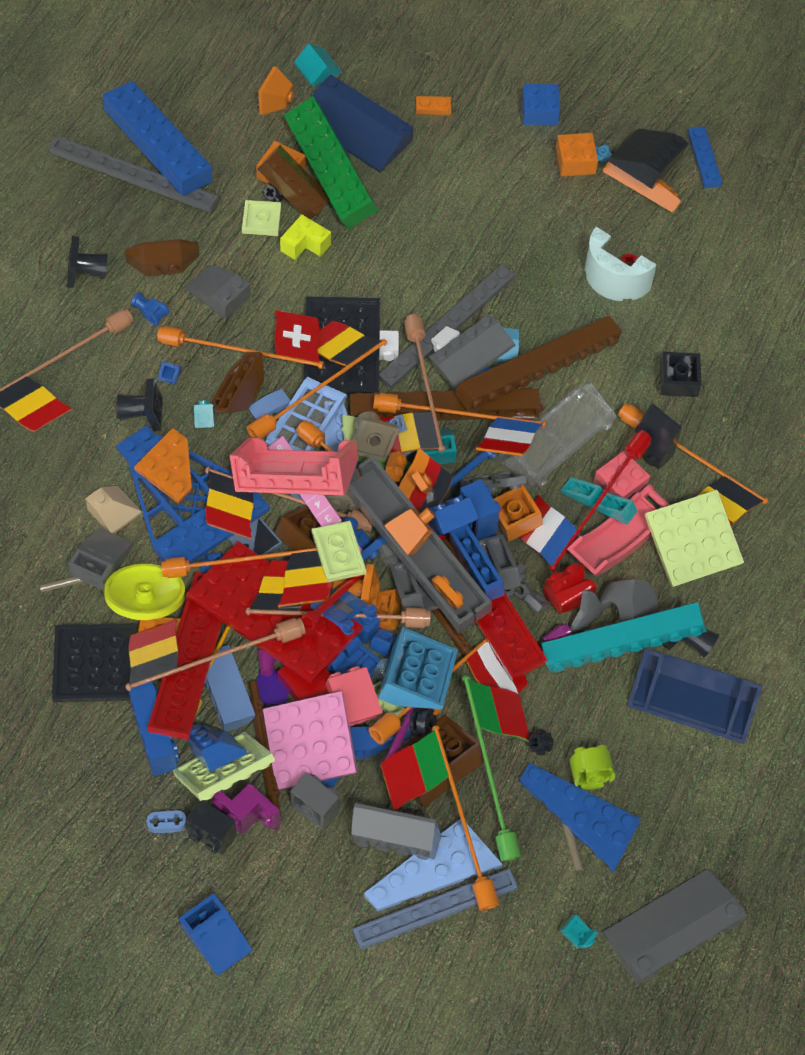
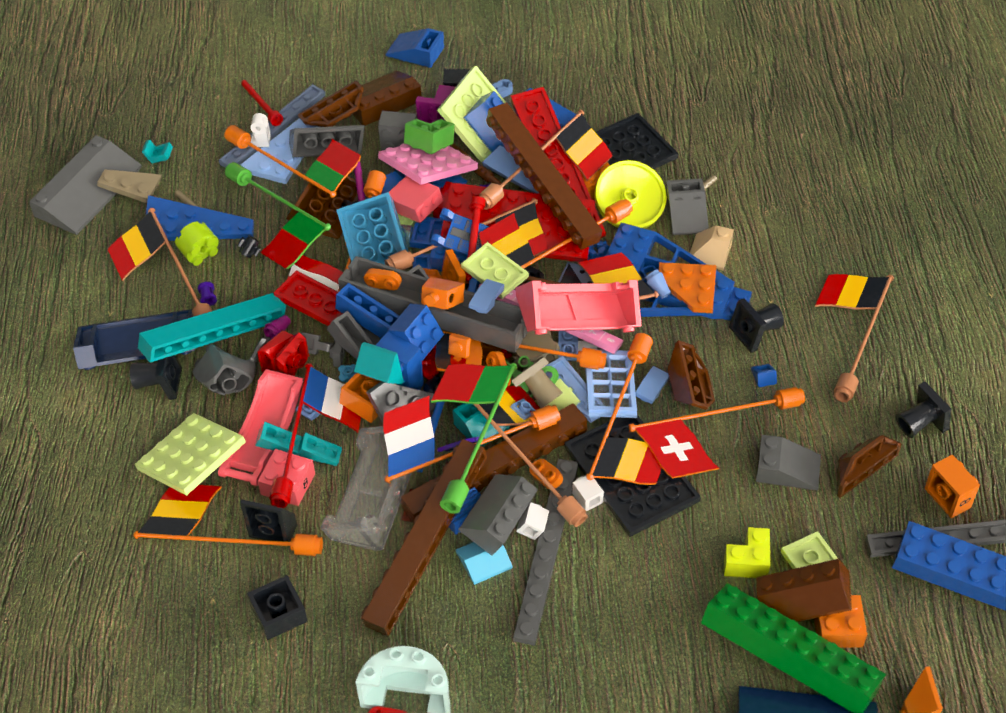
camera: 155 degrees right, 10 degrees down
(118, 201) = (952, 486): none -> orange brick
(151, 309) = (829, 413): blue connector -> none
(198, 478) = (658, 283): none -> medium blue cone
(203, 414) = (706, 351): bracket -> none
(226, 622) = (544, 176): none -> reddish brown brick
(296, 885) = (387, 93): none -> reddish brown slope
(297, 747) = (429, 136): none -> bright green brick
(368, 857) = (334, 107): none -> reddish brown wedge
(371, 506) = (485, 296): none -> medium blue slope
(411, 374) = (550, 472): none -> orange plate
(431, 909) = (274, 117): none -> red piece
(434, 441) = (473, 386): none -> flag
(460, 881) = (261, 131): none -> white leg
(466, 424) = (449, 447): none -> dark purple piece
(506, 494) = (379, 364): none -> teal slope
(523, 554) = (344, 375): none -> dark azure plate
(606, 709) = (207, 295): none -> dark purple bush
(626, 898) = (130, 184): none -> dark tan wing
(646, 806) = (140, 245): none -> flag

